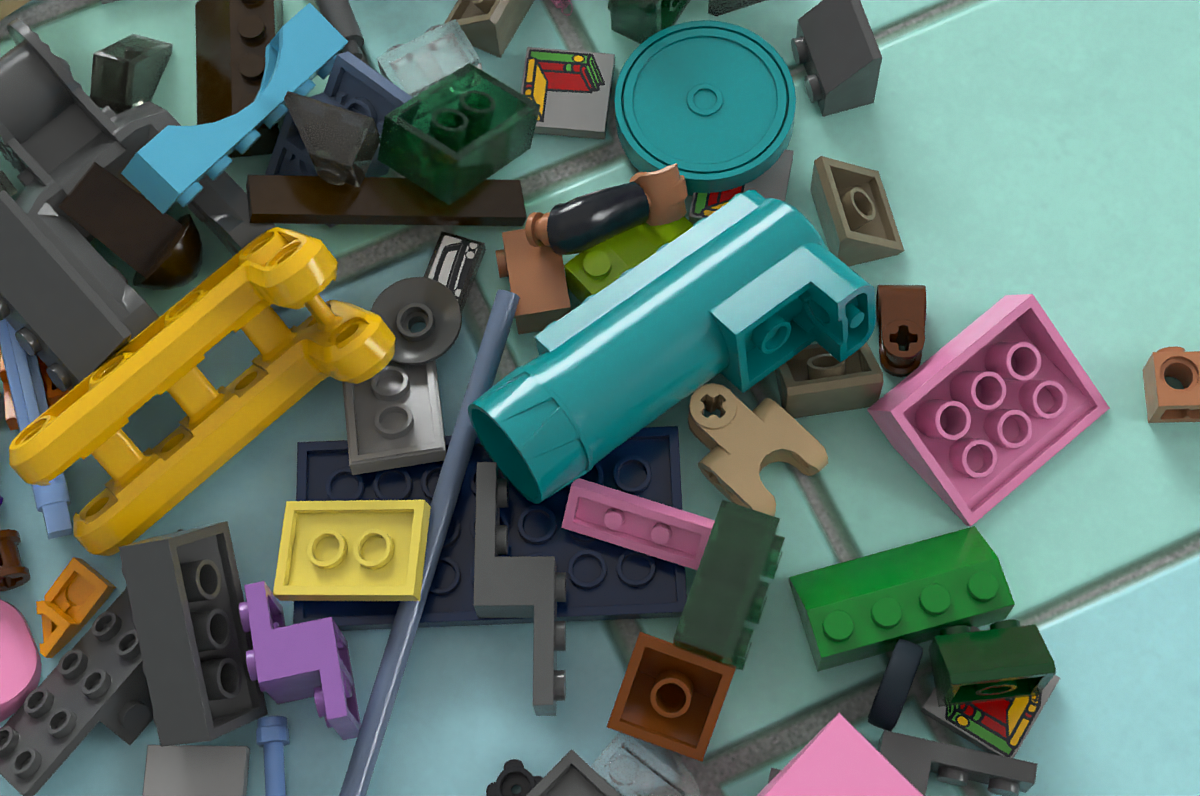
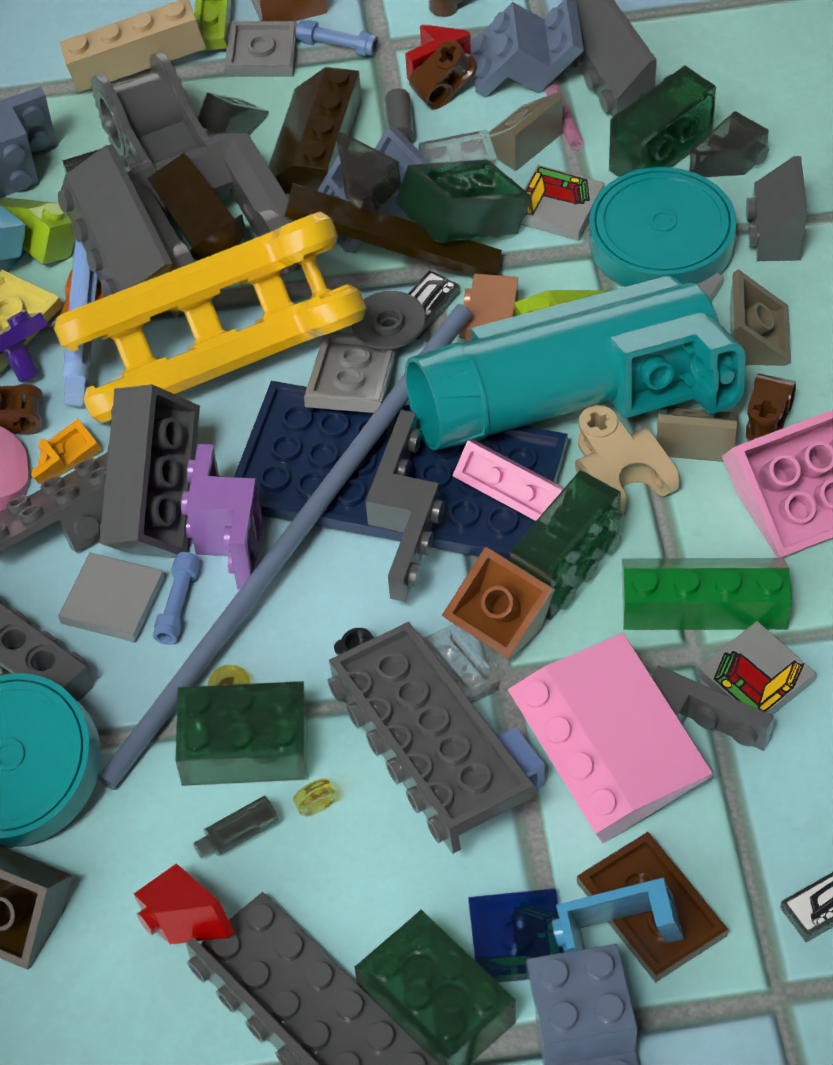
camera: 15 degrees right, 15 degrees down
(181, 156) = (246, 155): medium azure arch -> none
(352, 550) = (287, 449): light yellow plate -> none
(602, 214) = (560, 271): black piece -> none
(895, 685) = (679, 638): black bush -> none
(989, 663) = (756, 642): dark green slope -> none

